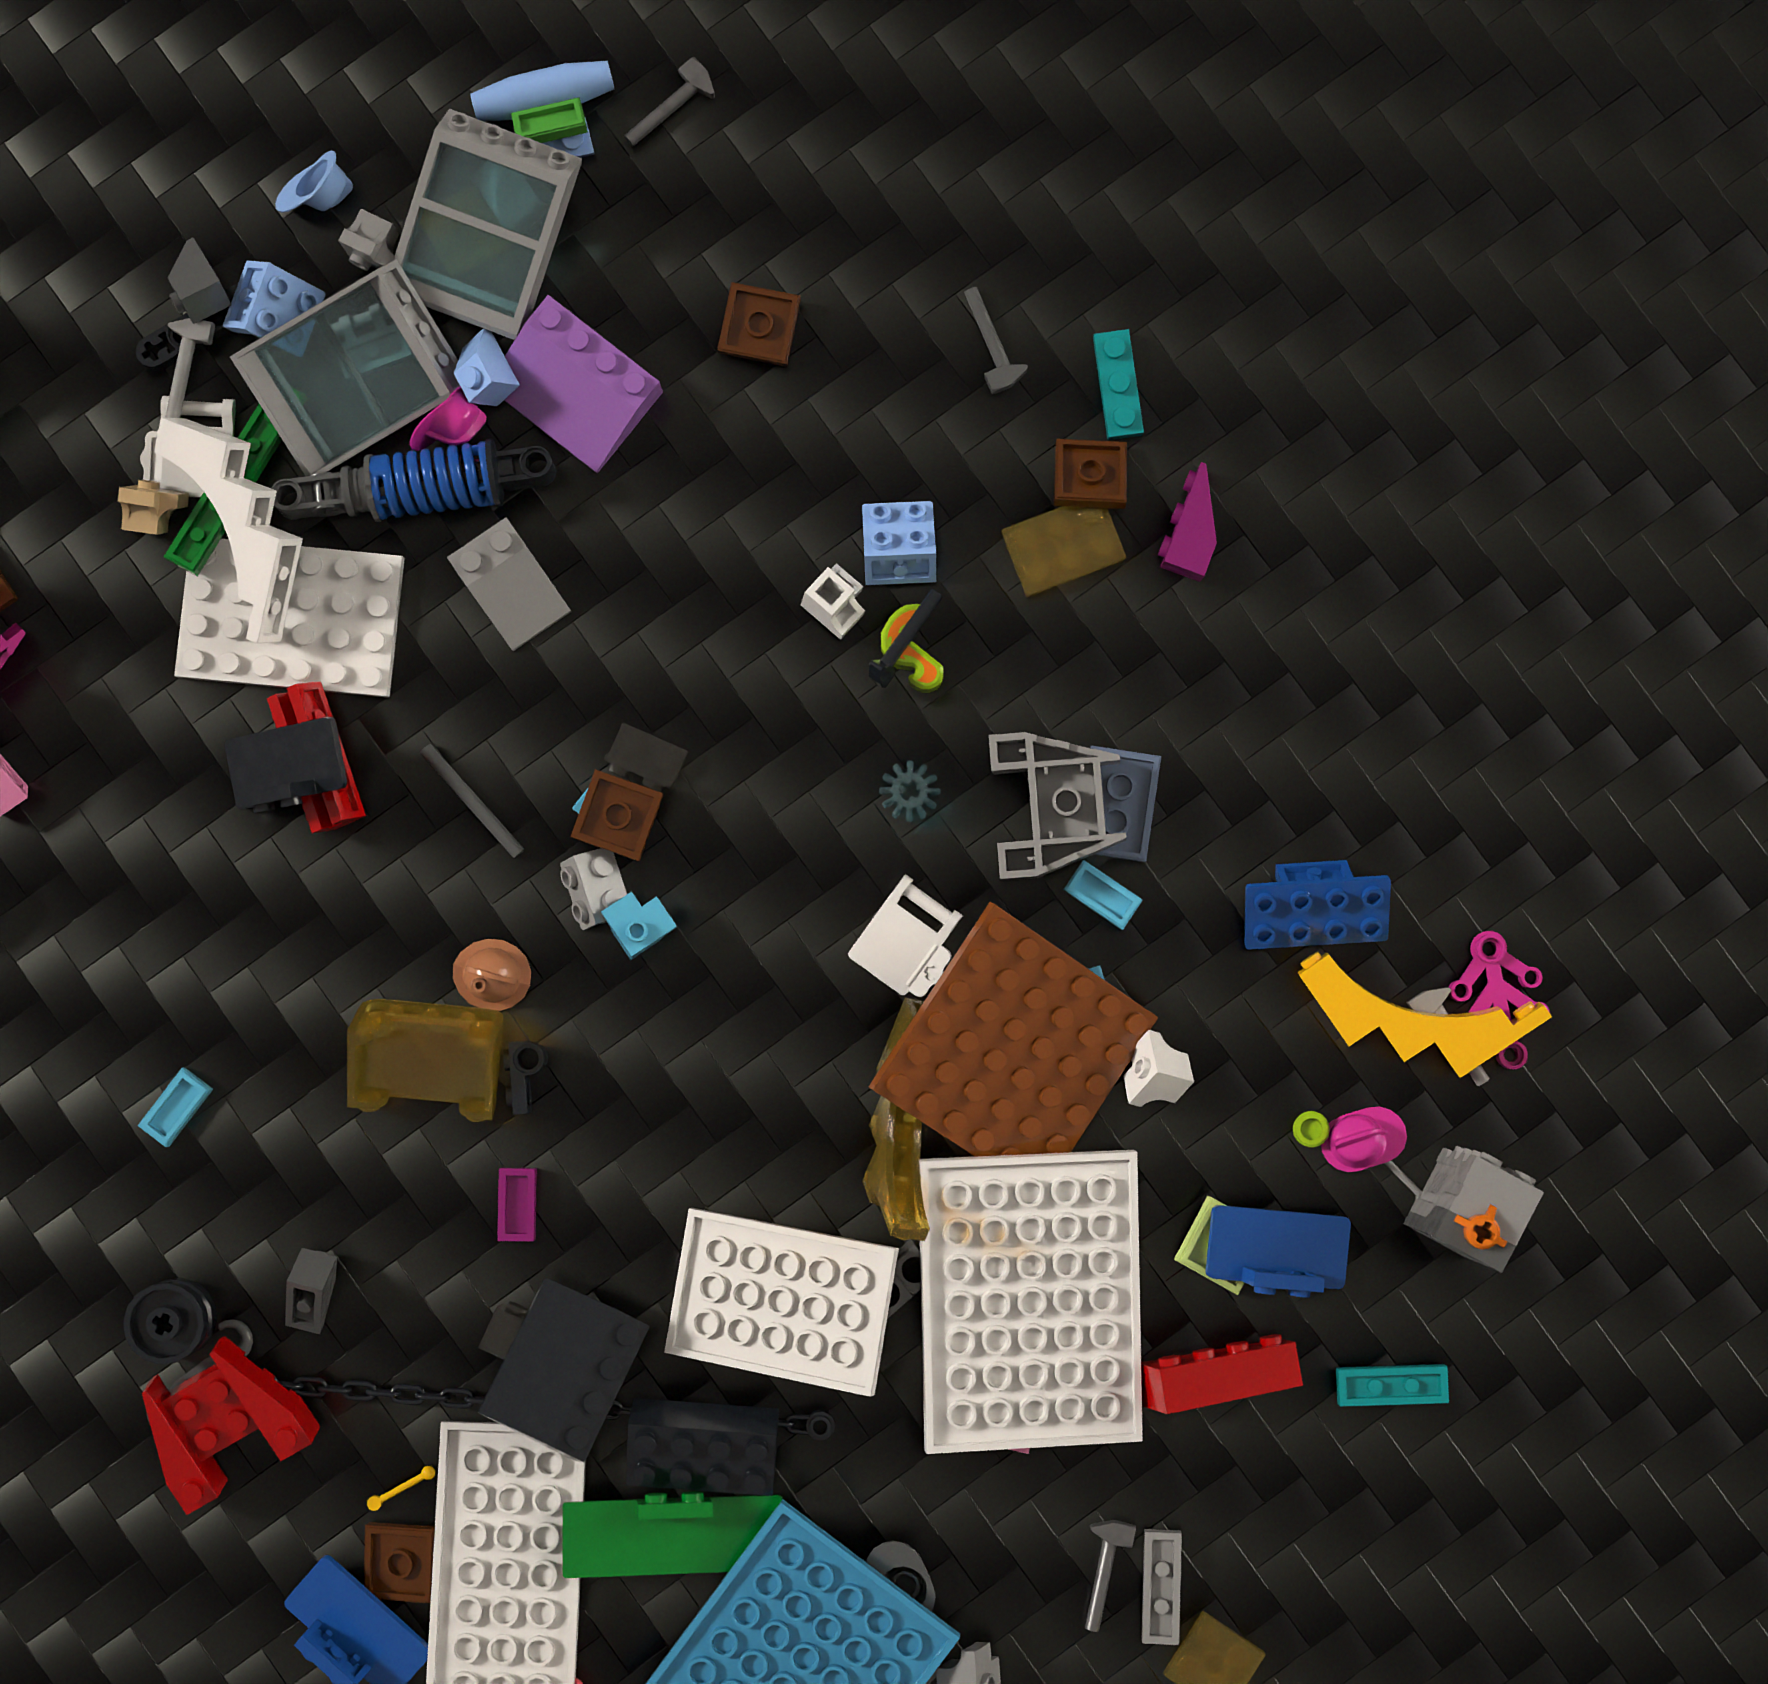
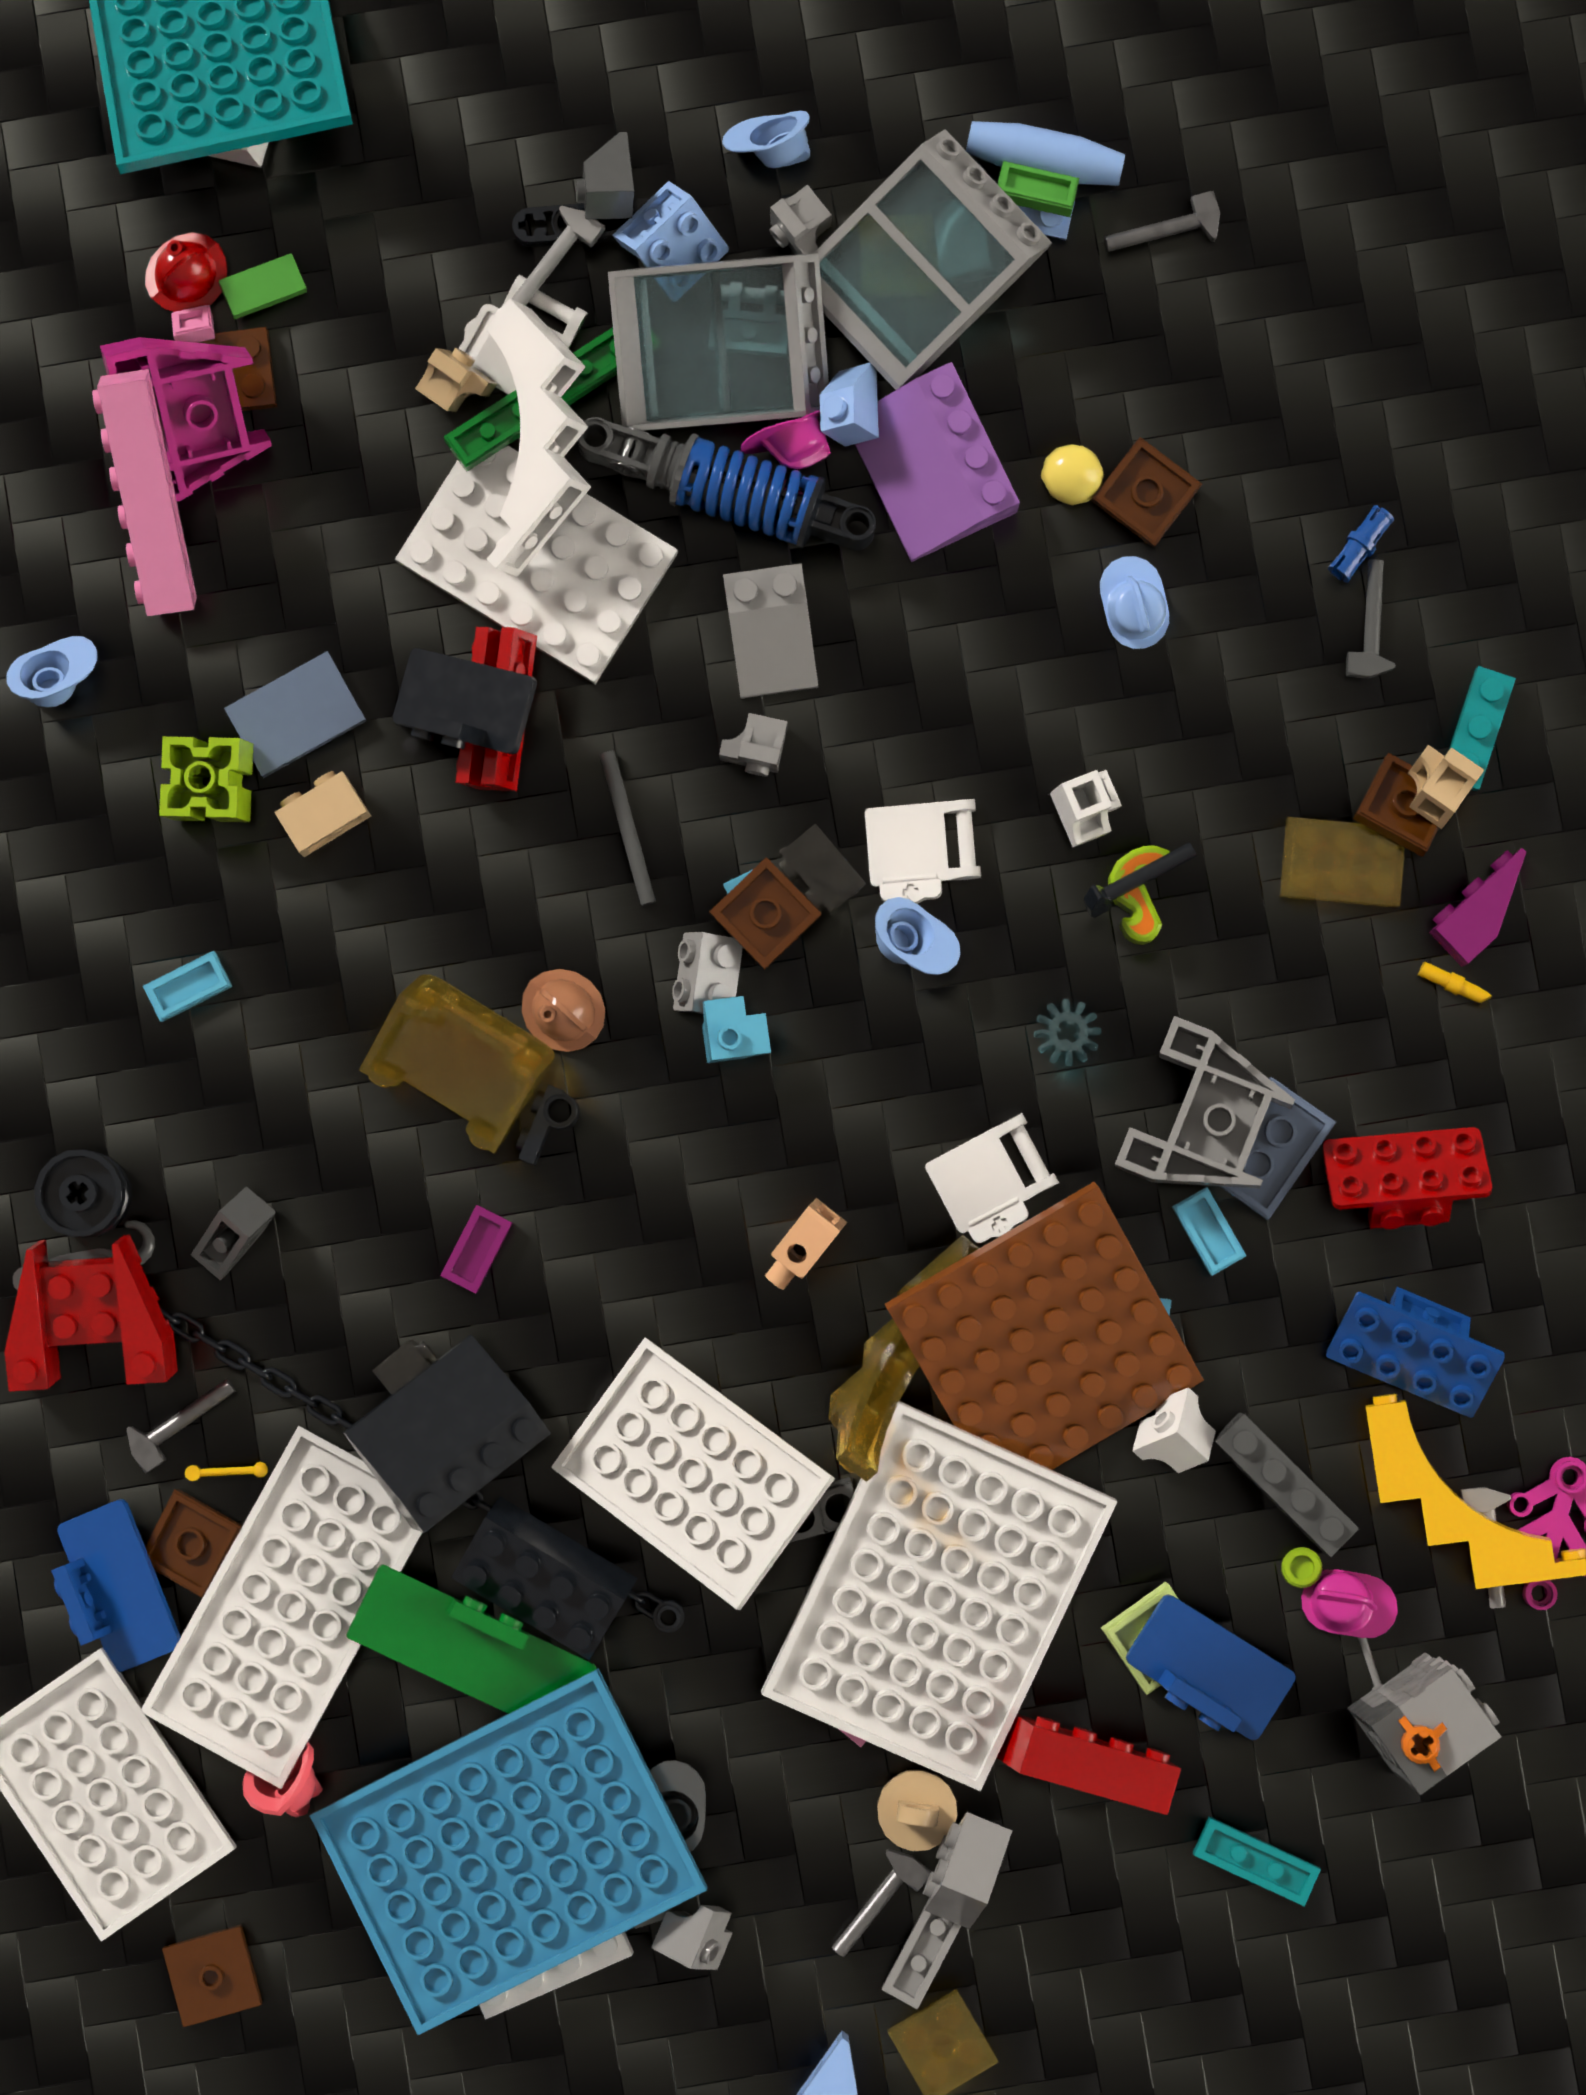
camera: 30 degrees right, 0 degrees up
(86, 924) = (192, 761): none -> lime brick
(155, 842) = (295, 714): none -> sand blue tile
(215, 911) = (321, 812): none -> tan brick
(324, 1501) = (146, 1447): none -> flat silver piece
(544, 682) = (757, 746): none -> light grey brick
(692, 339) = (1072, 474): none -> light yellow hair
(711, 705) = (911, 848): none -> white piece
(748, 774) = (915, 937): none -> light blue piece
(784, 1055) = (814, 1232): none -> light nougat torso
(793, 418) = (1134, 602): none -> light blue piece
(899, 543) = (1179, 780): light blue bracket -> none
(951, 281) = (1361, 543): none -> blue pin
(1098, 1481) = (916, 1809): none -> tan tile
(1111, 441) = (1442, 783): none -> tan brick
(1164, 1513) = (966, 1869): none -> light grey brick
(1199, 598) = (1453, 983): none -> yellow piece
(1239, 770) = (1407, 1174): none -> red bracket
(1265, 1069) = (1285, 1484): none -> dark grey brick

